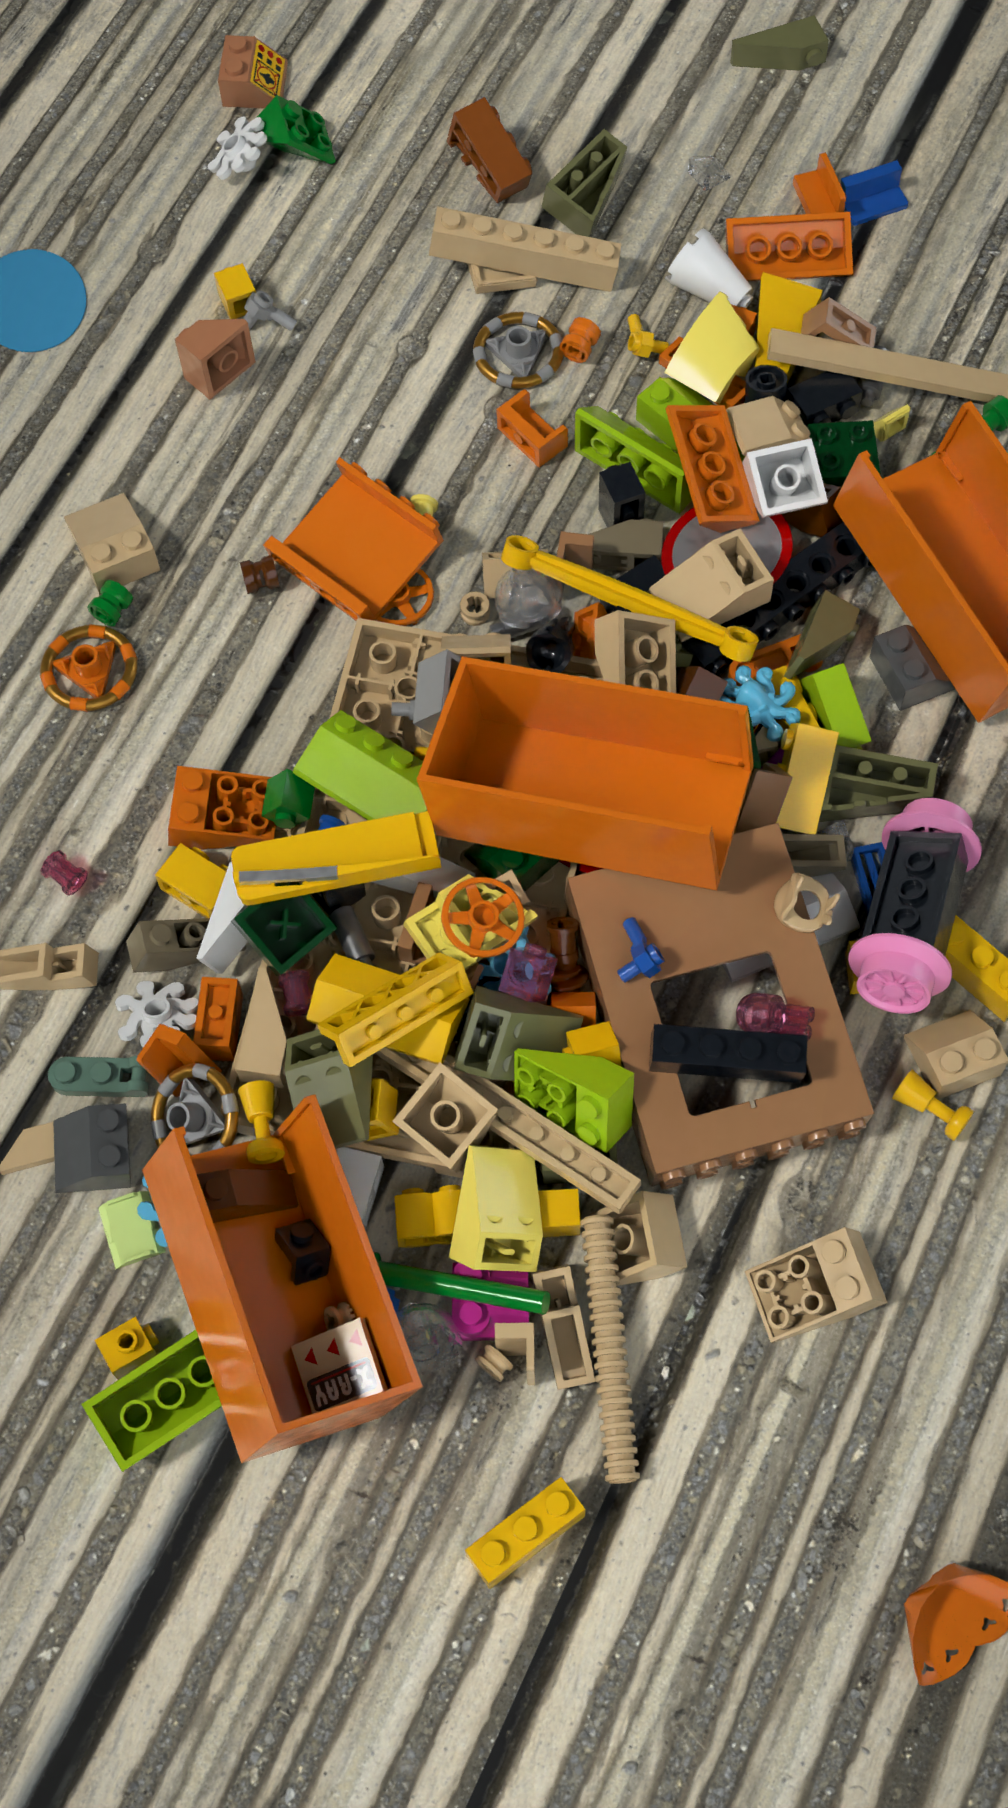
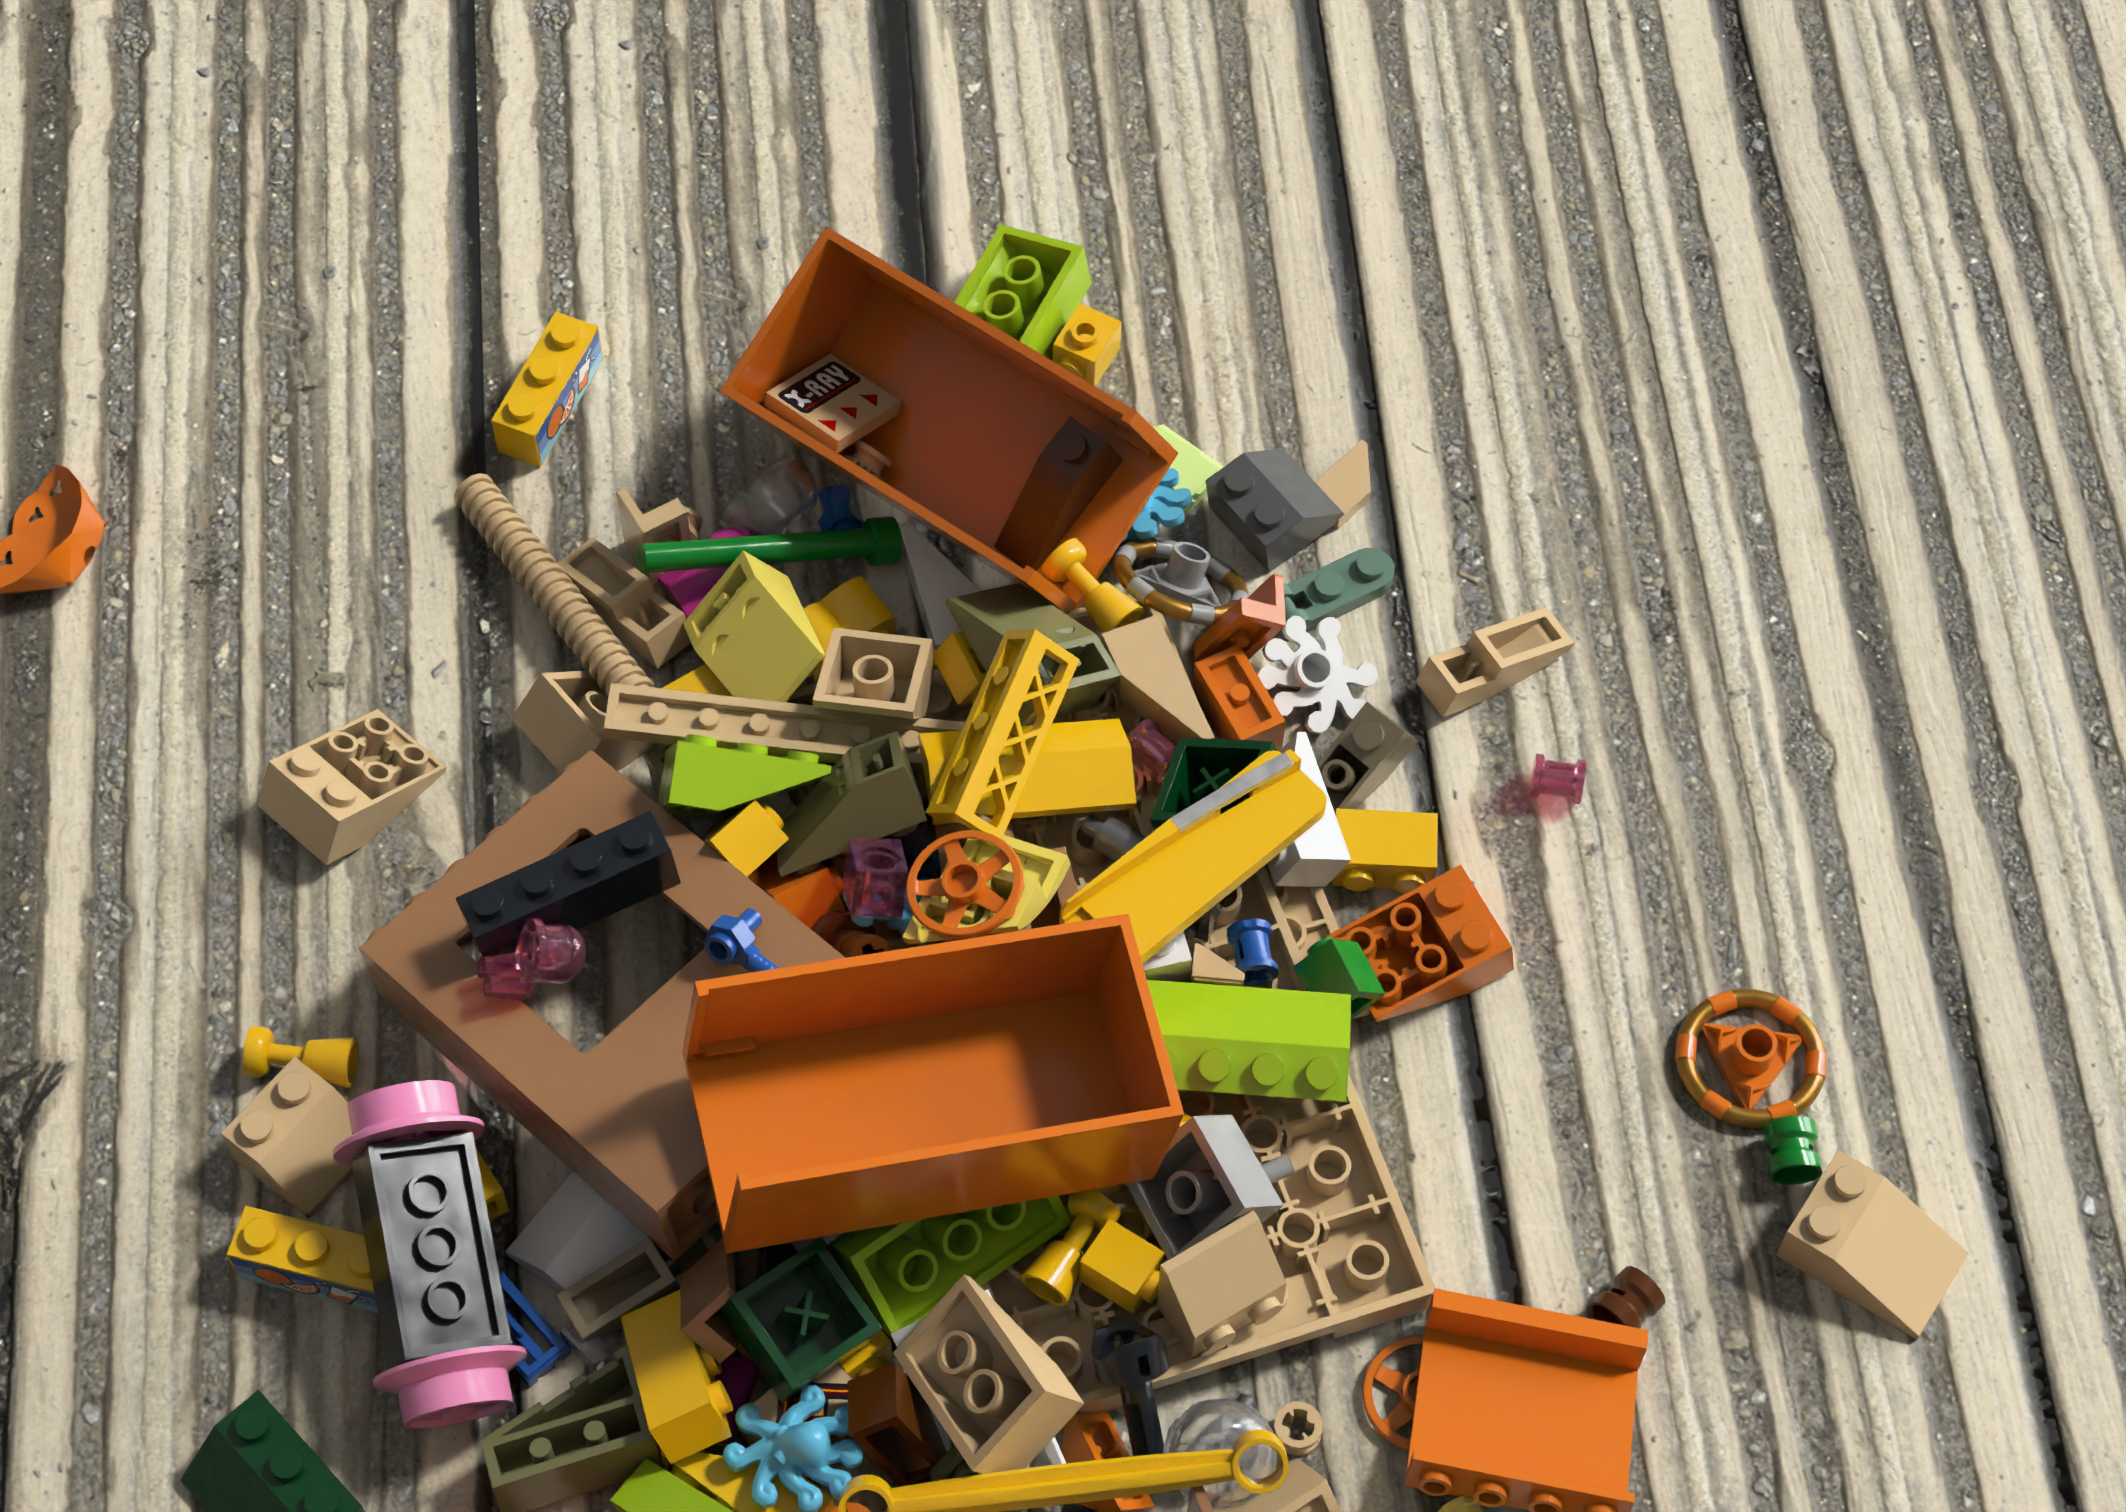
camera: 145 degrees right, 5 degrees down
(305, 1250) = (955, 498): black bracket -> none
(787, 898) = (588, 1111): tan piece -> none

